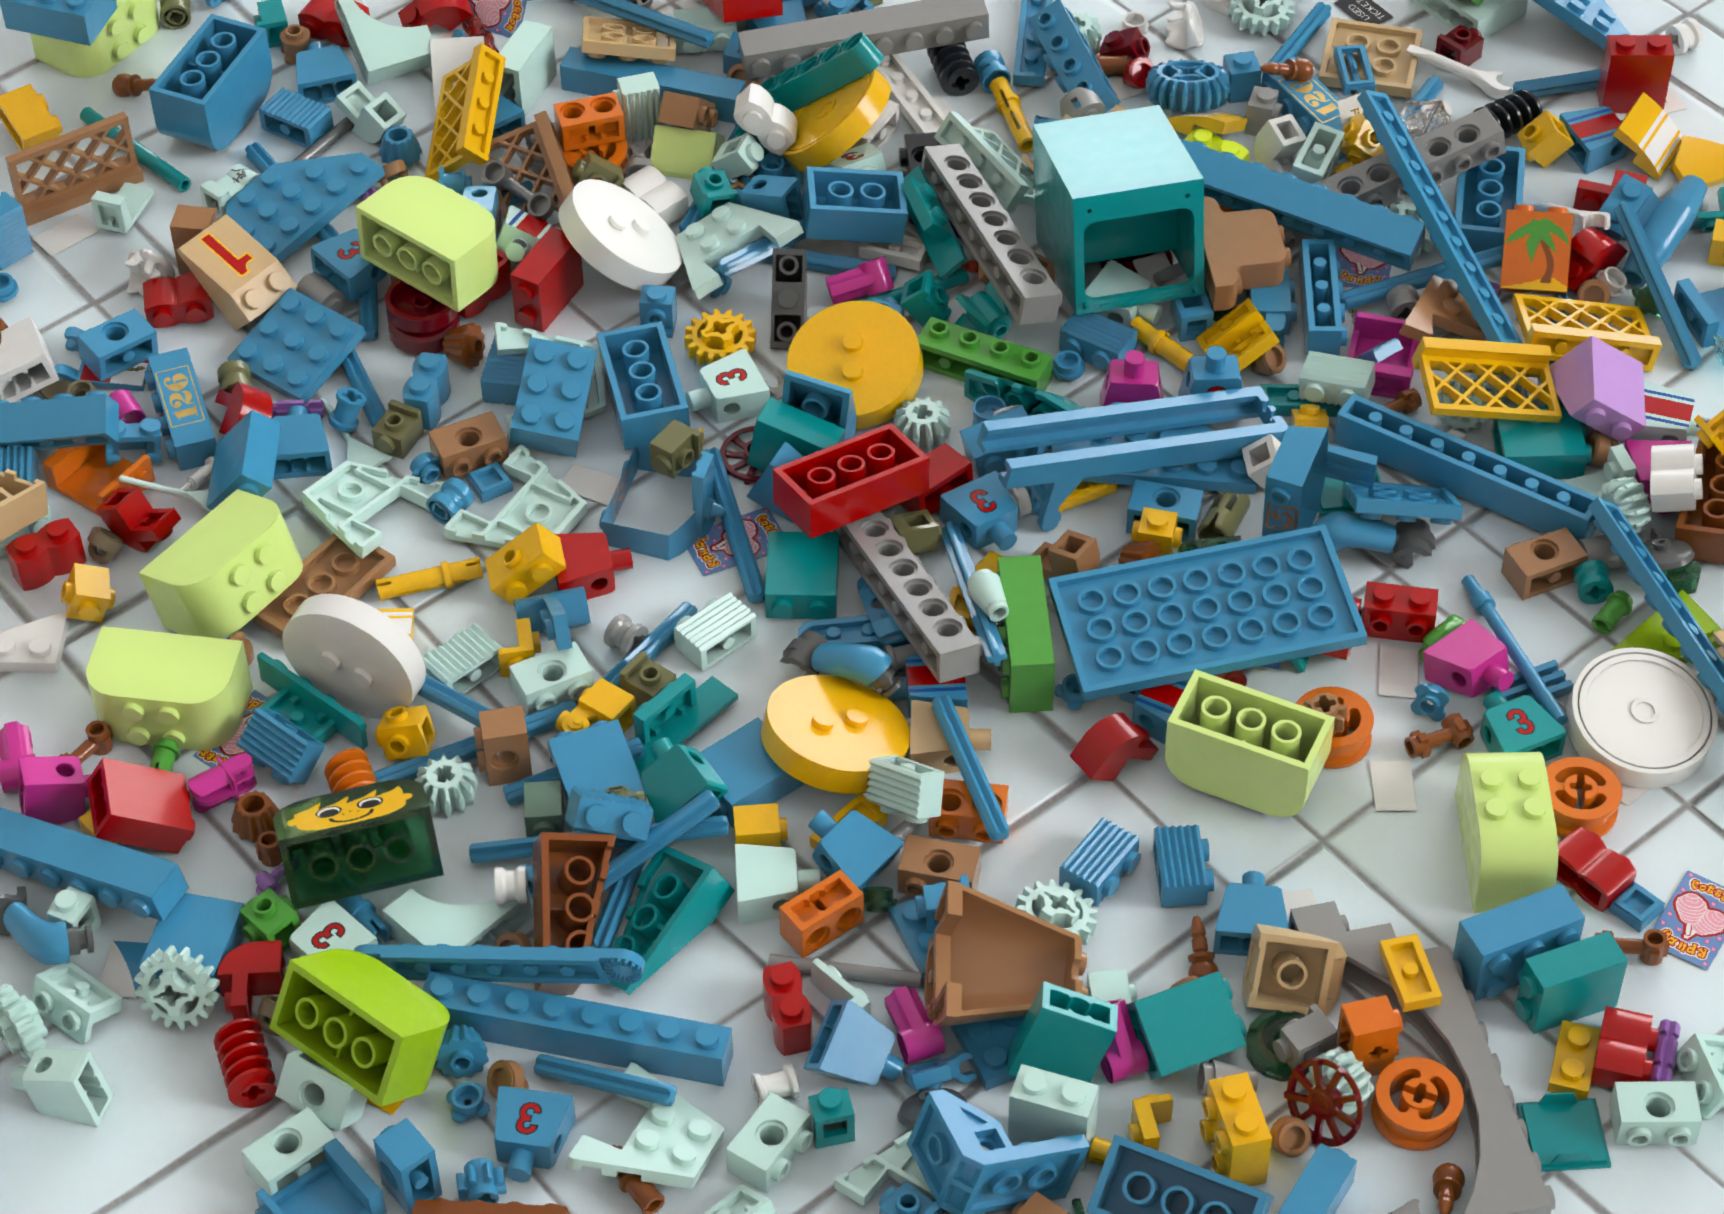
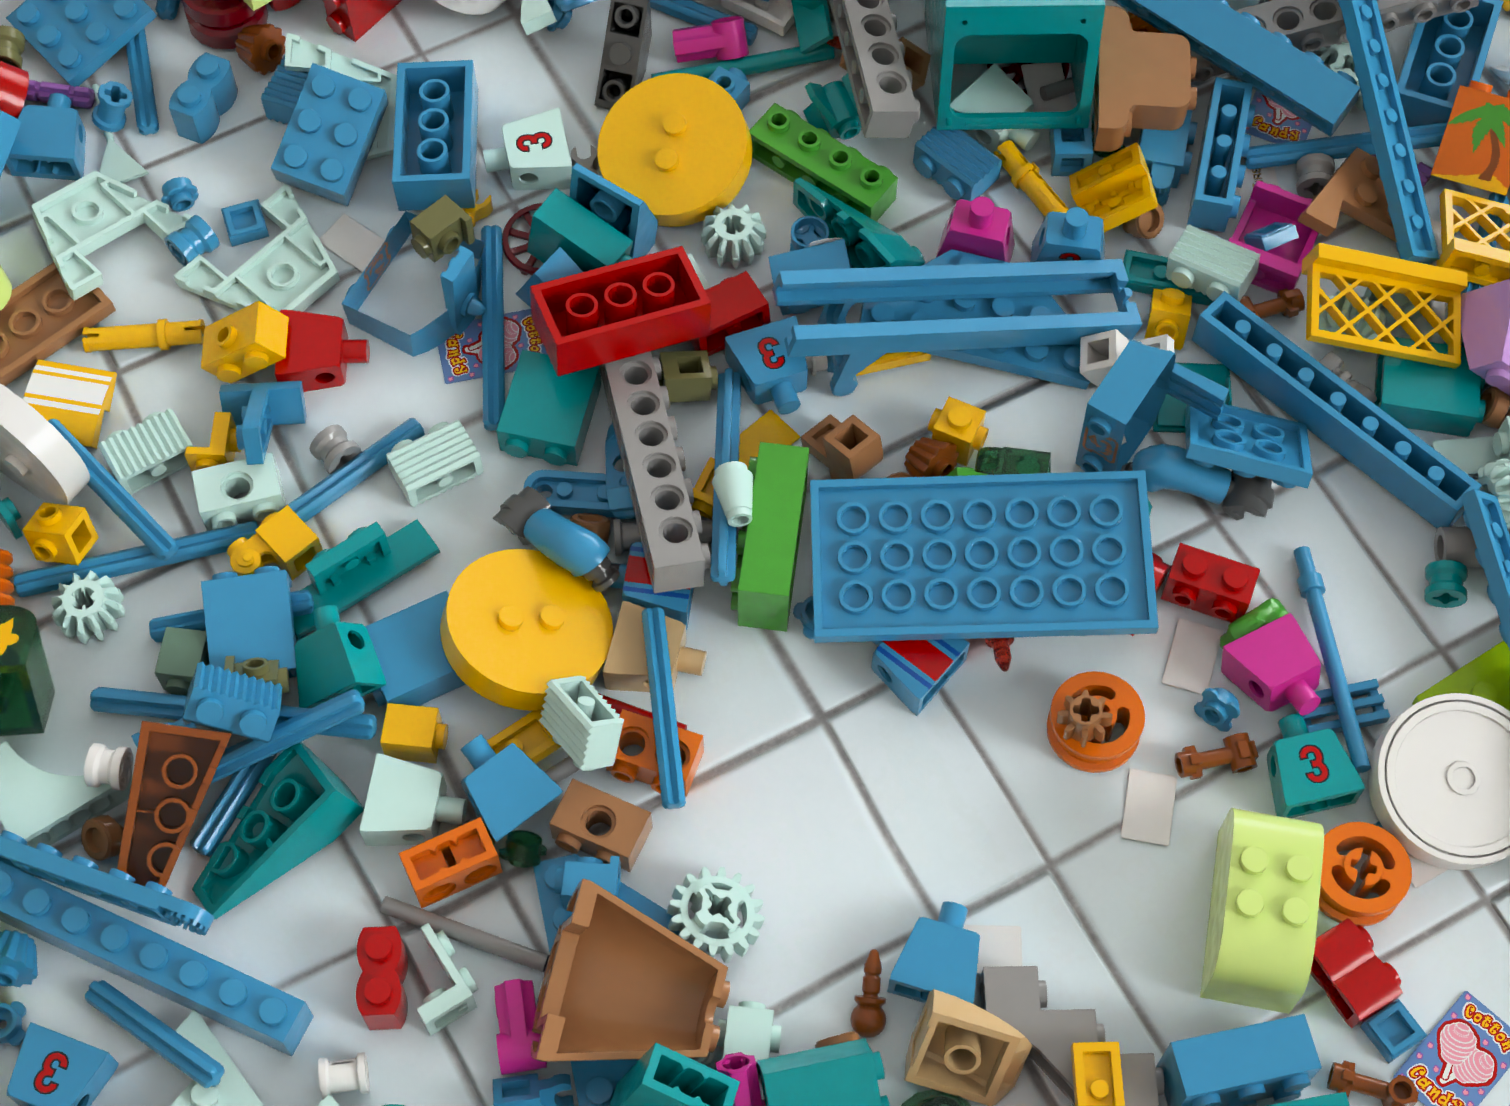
camera: 10 degrees right, 15 degrees up
(398, 429) = (160, 141): olive brick -> none
(469, 445) = (230, 175): medium nougat brick -> none
(504, 745) = (158, 573): medium nougat brick -> none
(507, 1074) = (52, 1006): medium nougat tile -> none
(644, 678) = (340, 512): olive brick -> none
(659, 304) = (481, 39): dark azure brick -> none
(718, 336) = (539, 85): yellow gear -> none
(853, 1047) = (435, 1055): dark azure torso -> none
(925, 299) = (776, 78): teal brick -> none
(1068, 365) = (915, 188): dark azure plate -> none
(1101, 861) = (785, 852): dark azure brick -> none
(1110, 745) = (834, 702): red brick -> none
(1180, 866) = (875, 875): dark azure brick -> none
(1183, 500) = (964, 378): dark azure brick -> none
(1224, 515) = (1040, 419): olive arm -> none
(1246, 745) = (985, 741): yellowish green brick -> none
(1542, 563) = (1378, 562): medium nougat brick -> none
(1618, 605) = (1468, 618): bright green pin -> none

